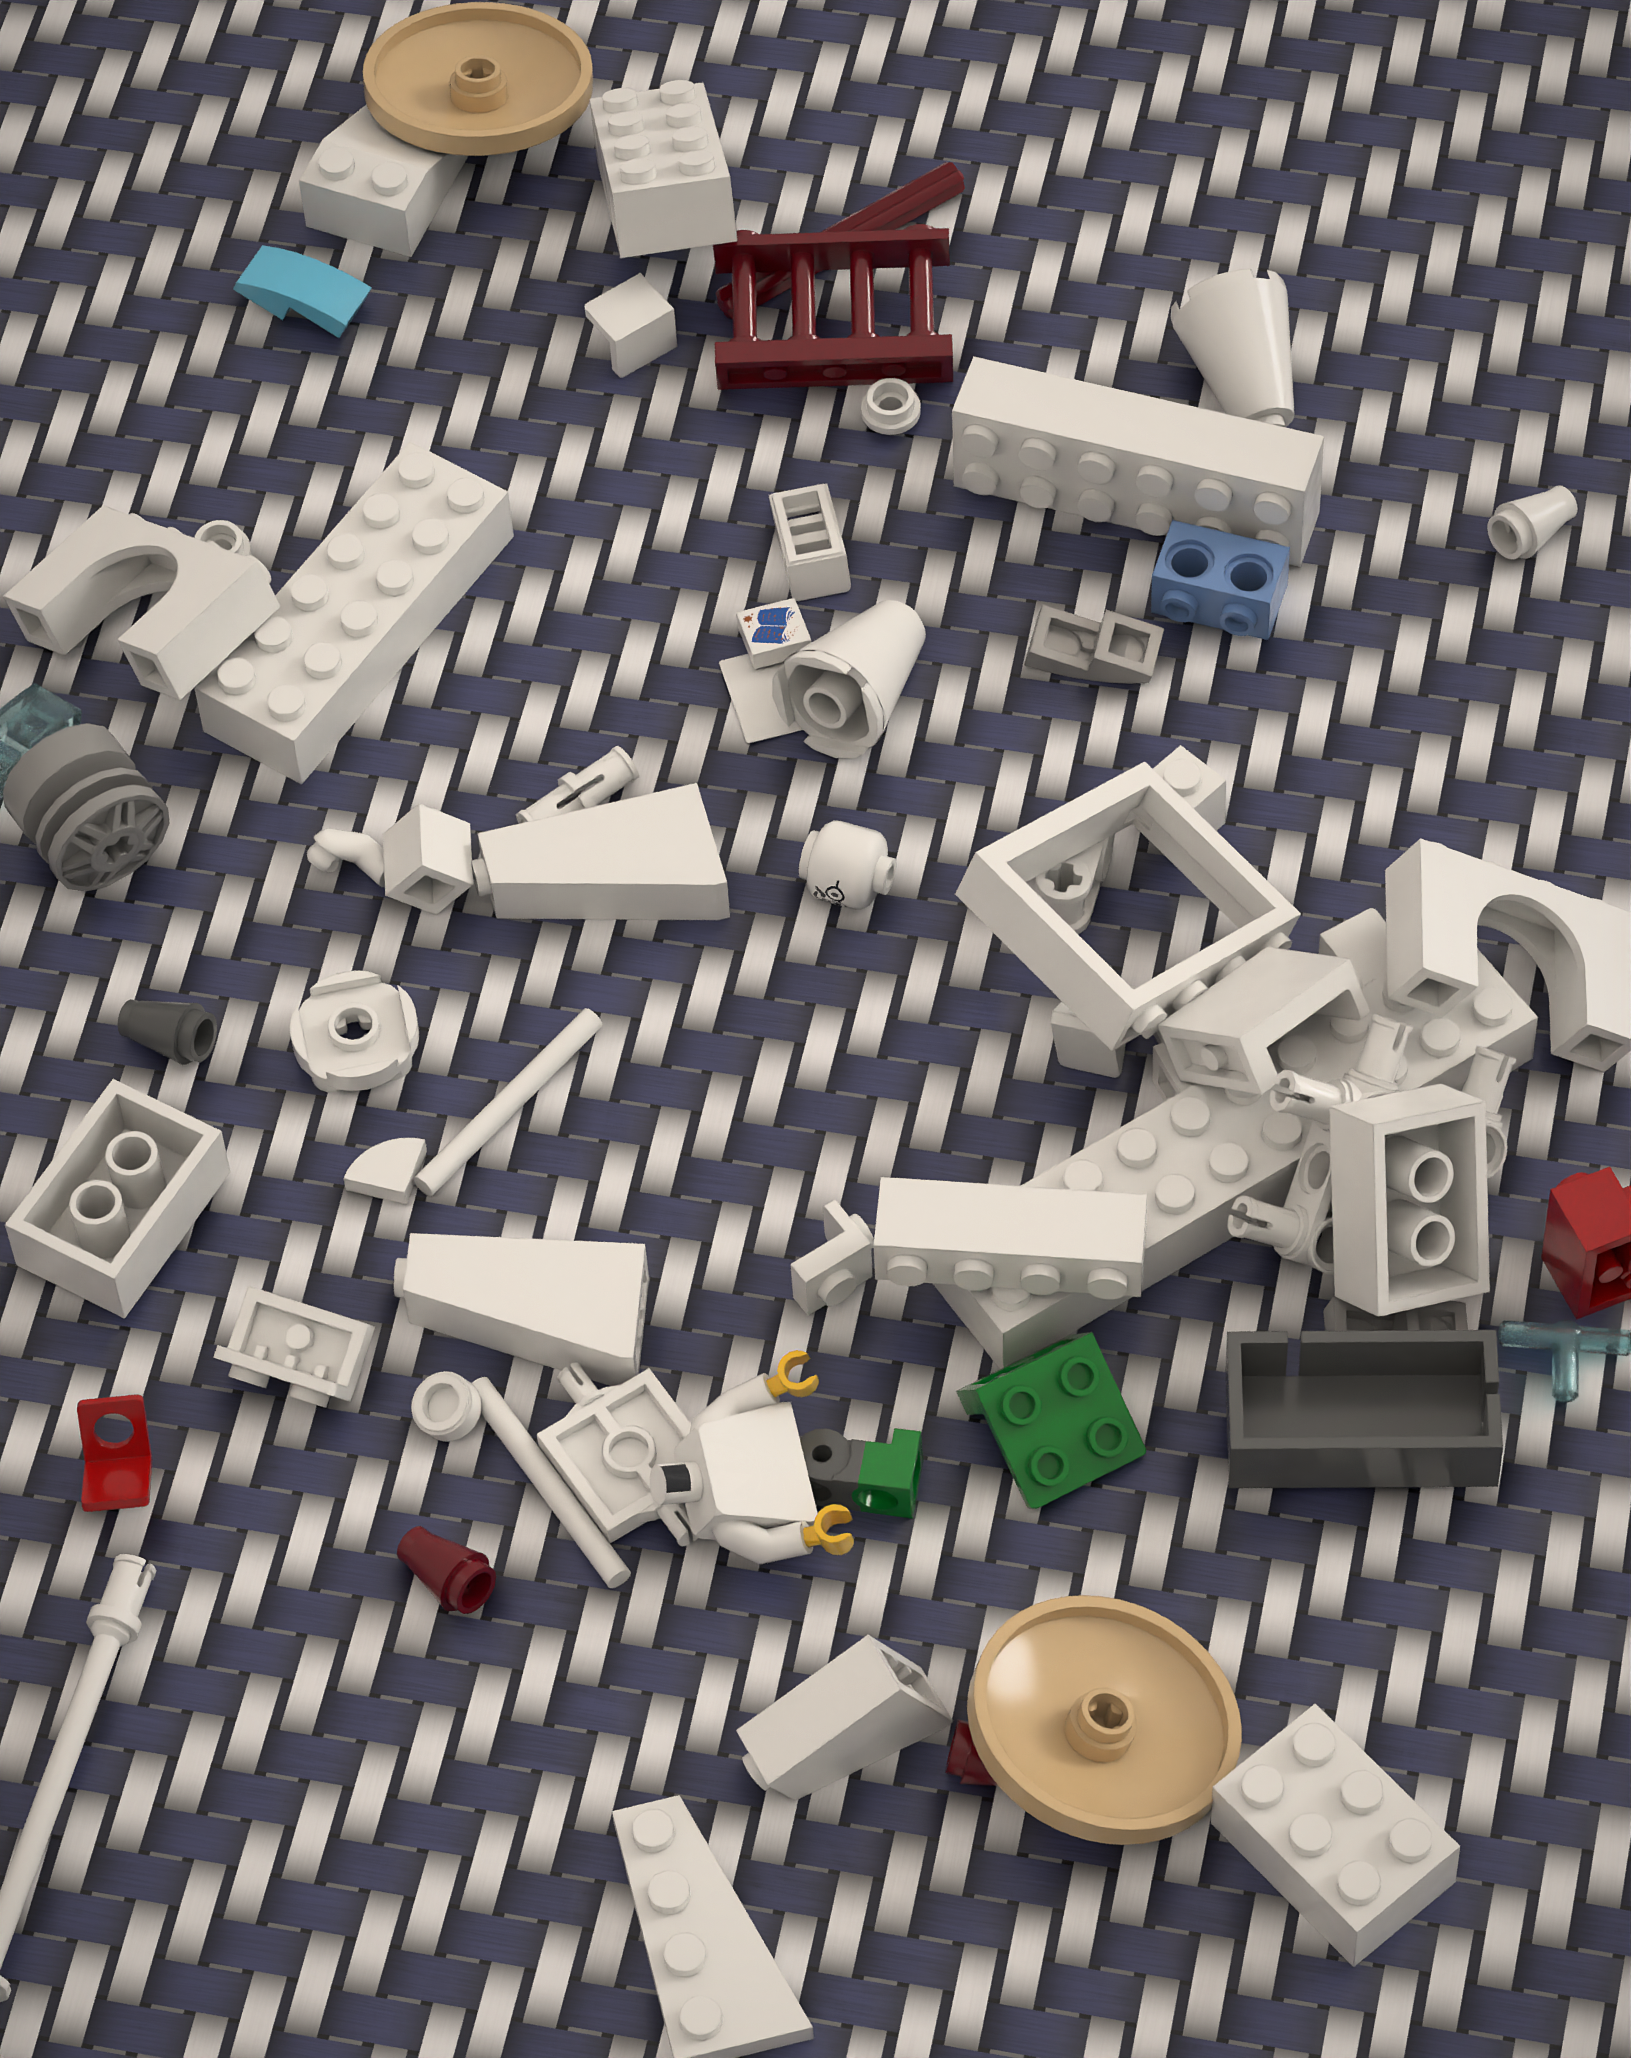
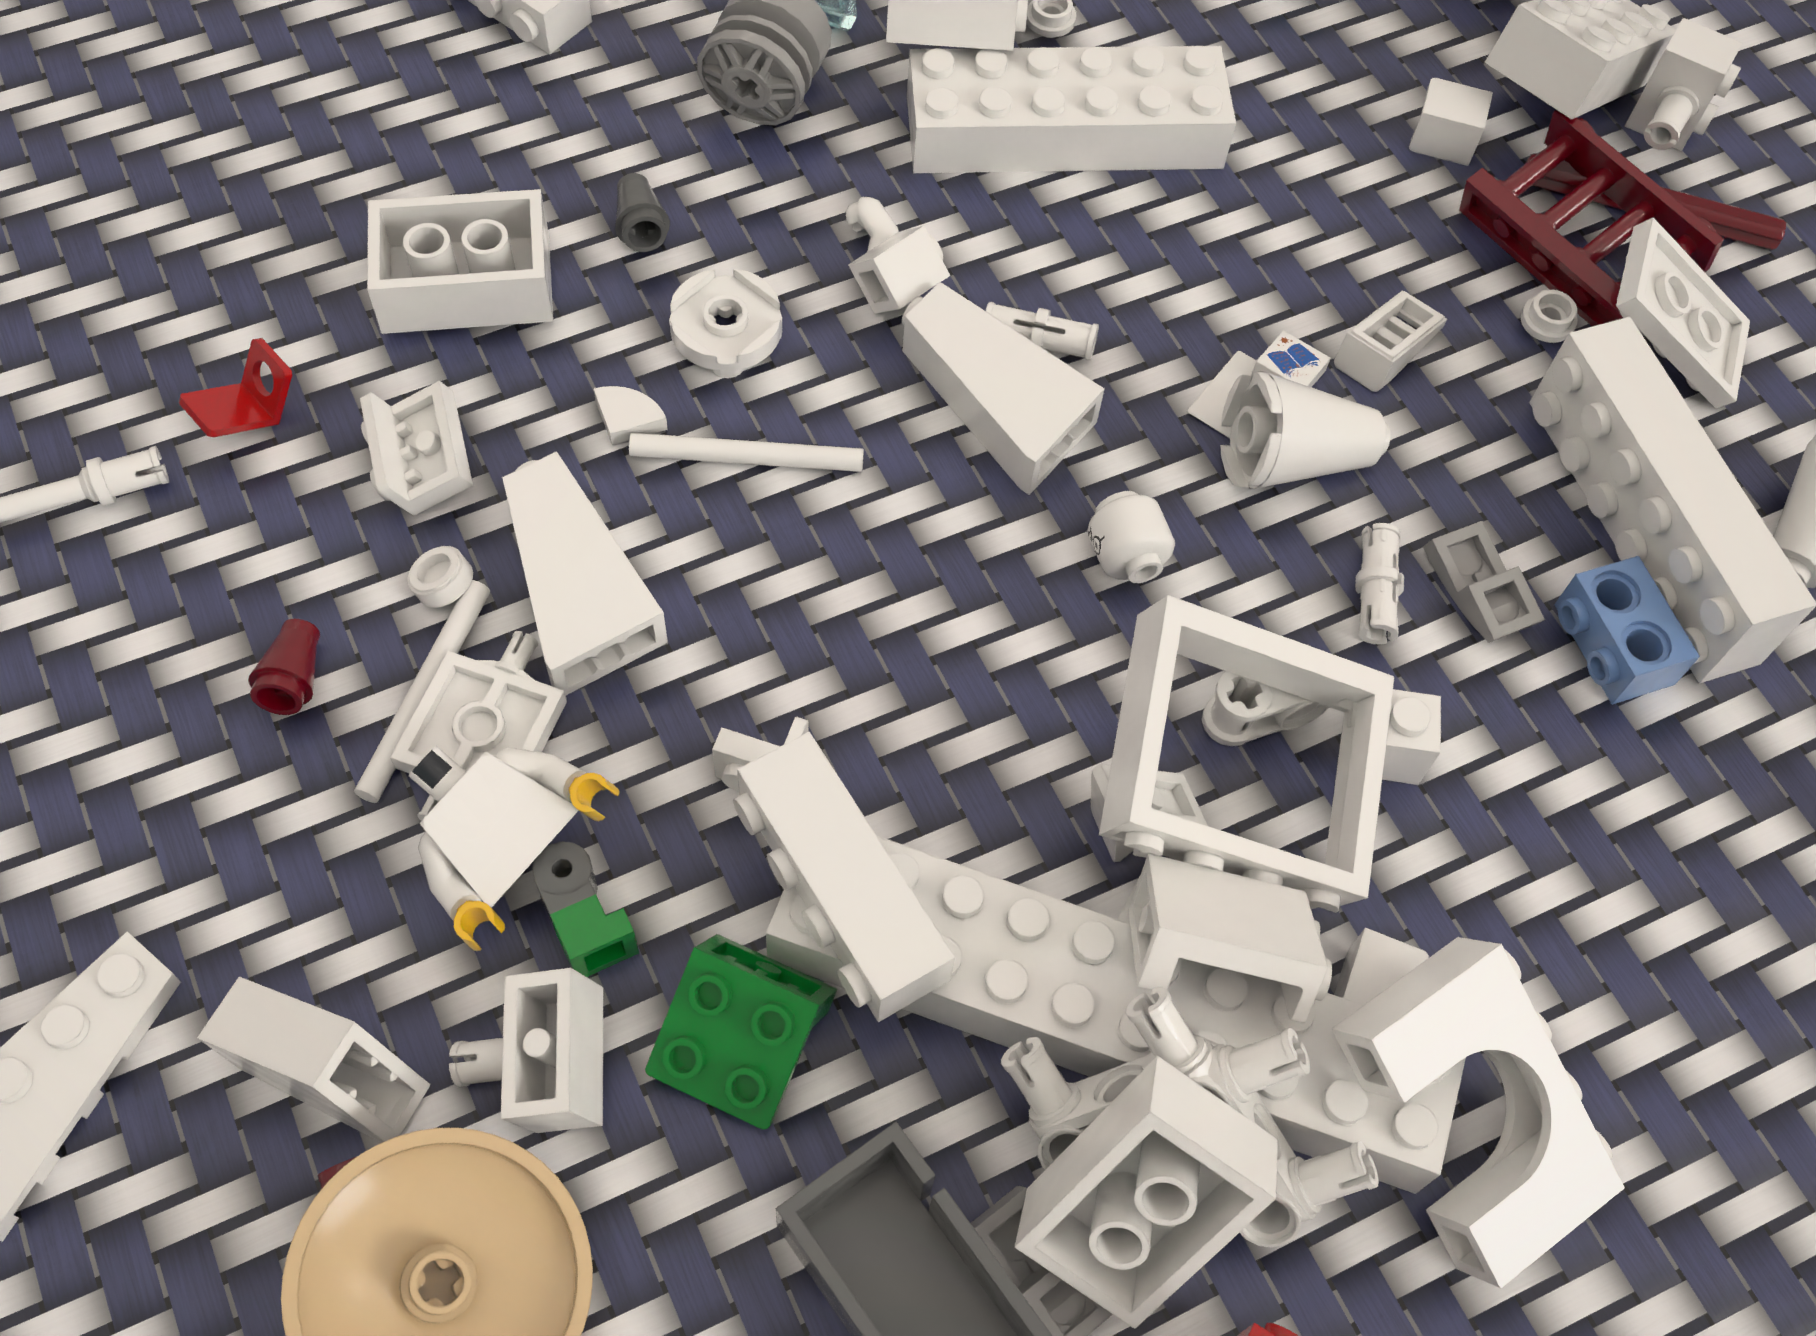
camera: 45 degrees right, 5 degrees up
(763, 128) = (1683, 84): none -> white brick
(973, 1554) = (547, 1052): none -> white brick
(984, 311) = (1683, 313): none -> white plate
(1034, 719) = (1379, 583): none -> white pin

